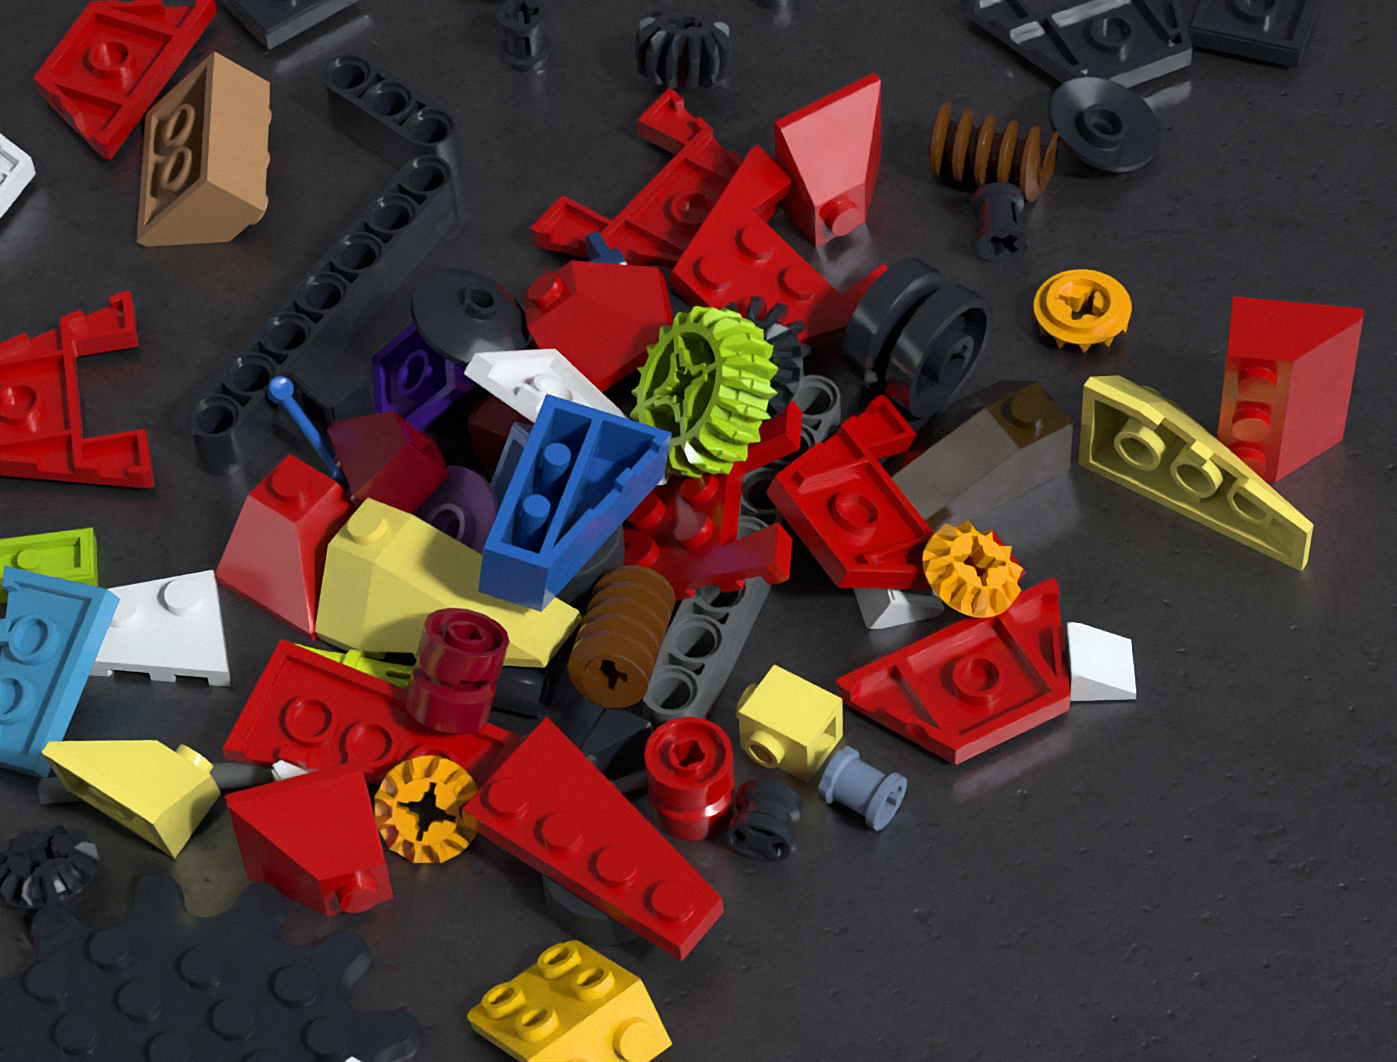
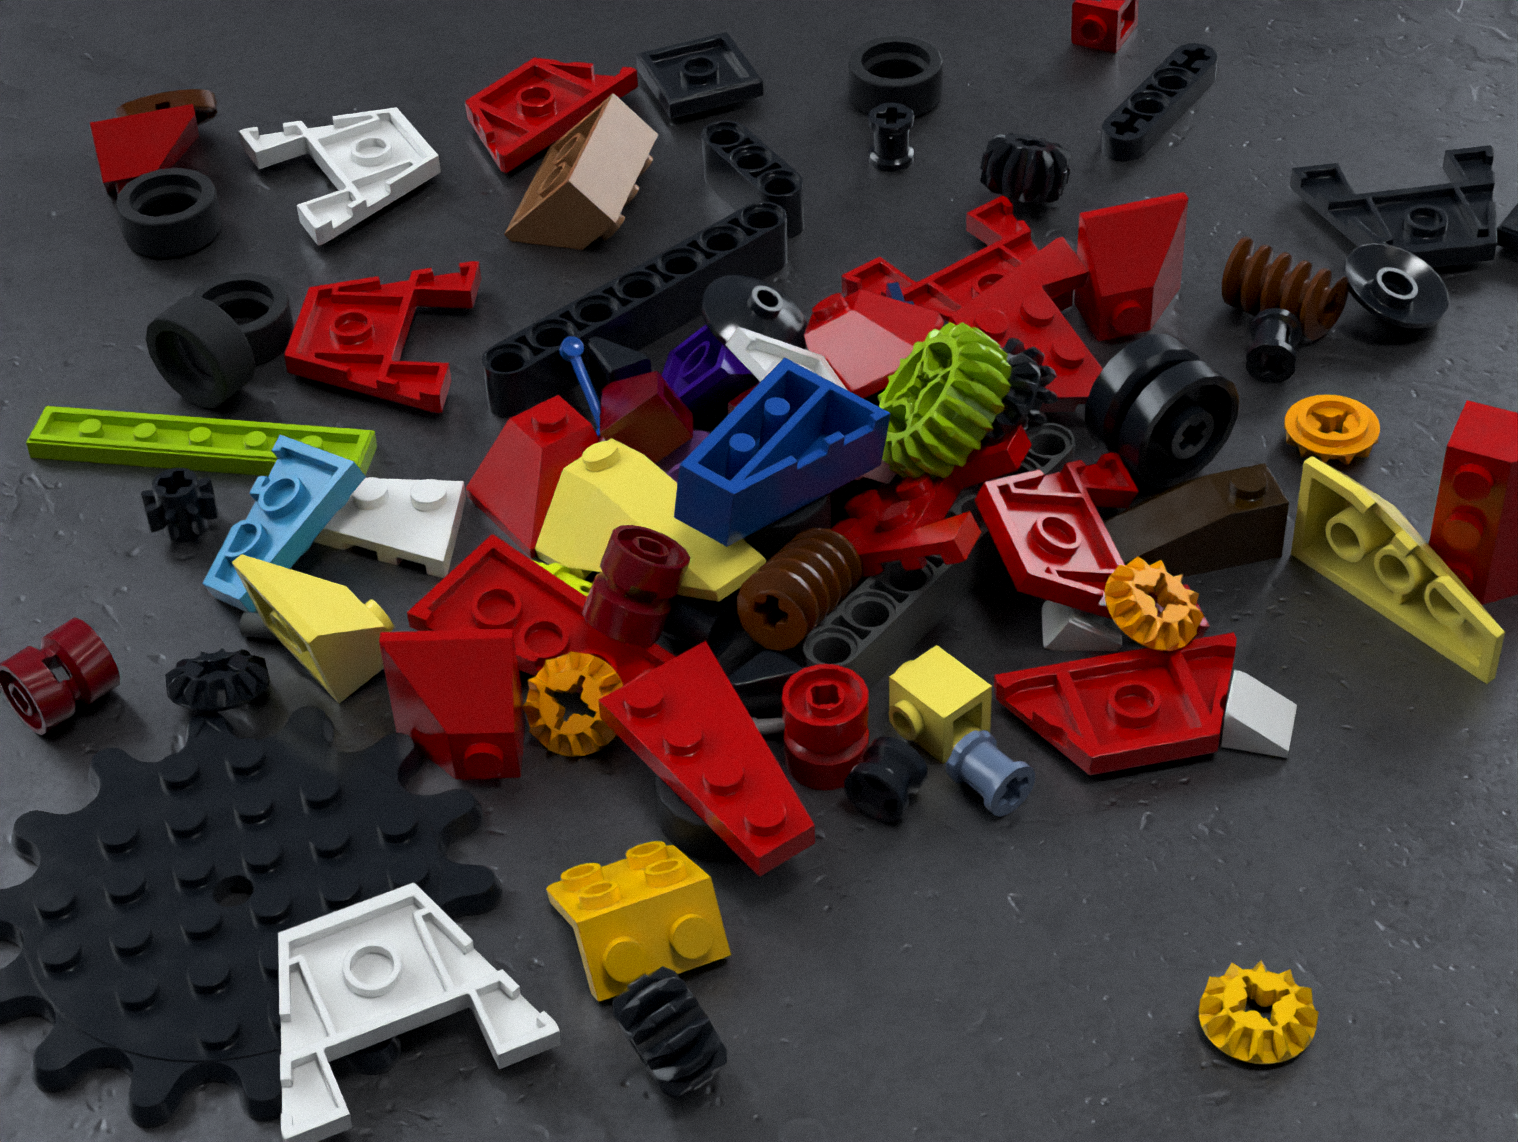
camera: 15 degrees right, 10 degrees down
(1179, 1007) = (1248, 1034): none -> yellow gear

